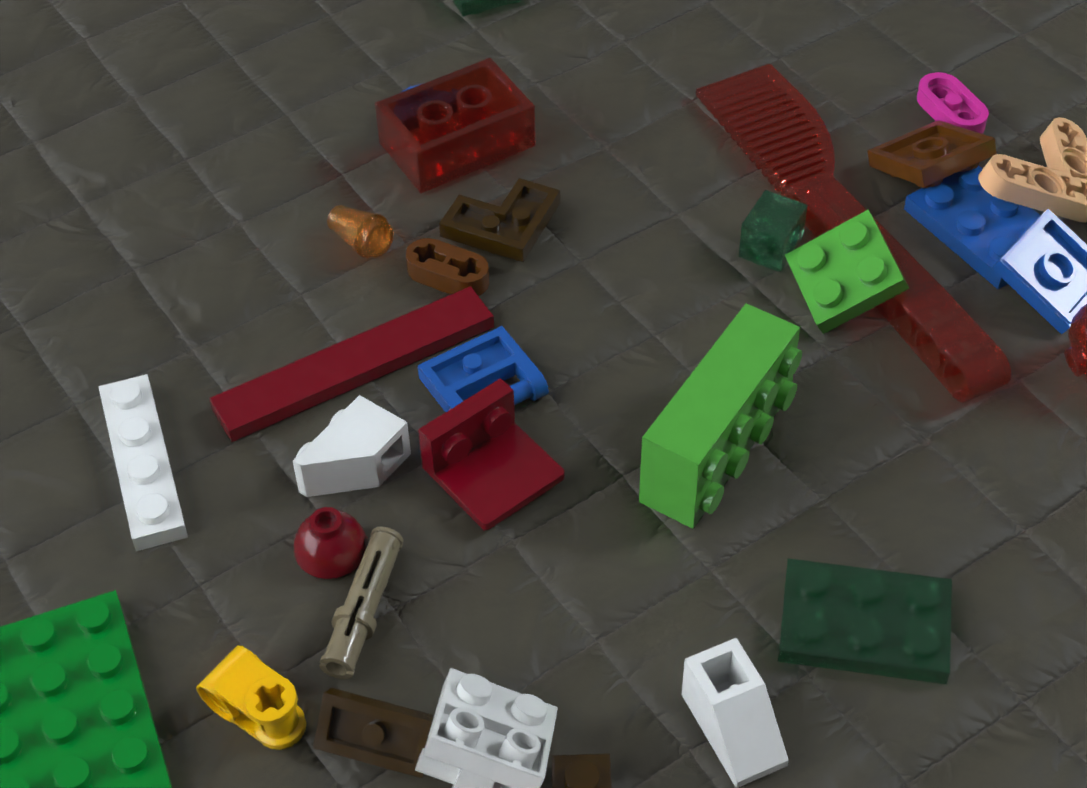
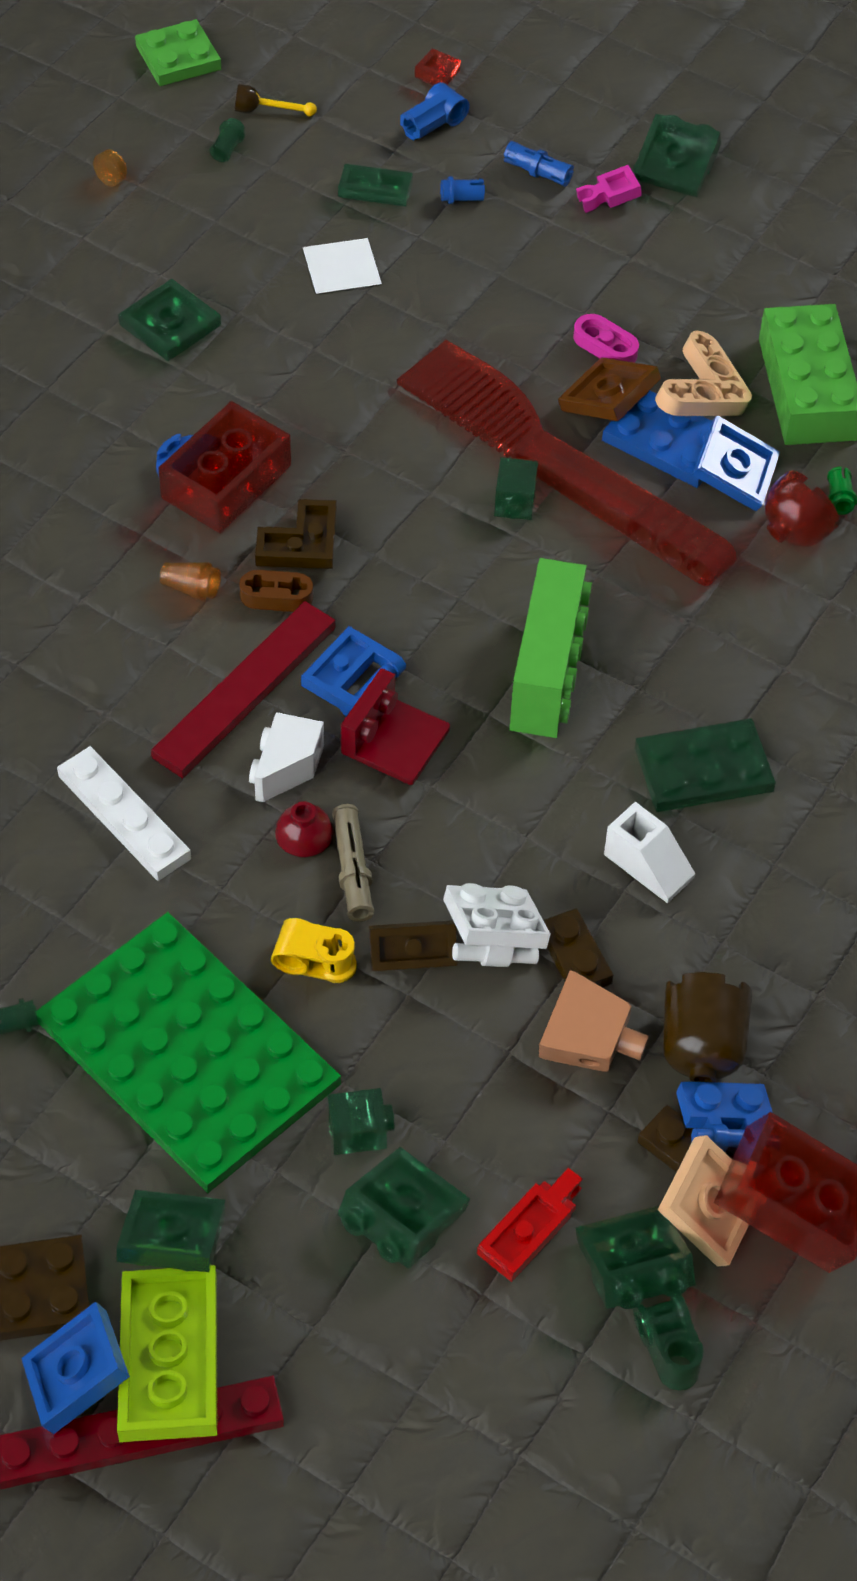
camera: 25 degrees left, 5 degrees up
(846, 272) = (587, 507): bright green plate -> none

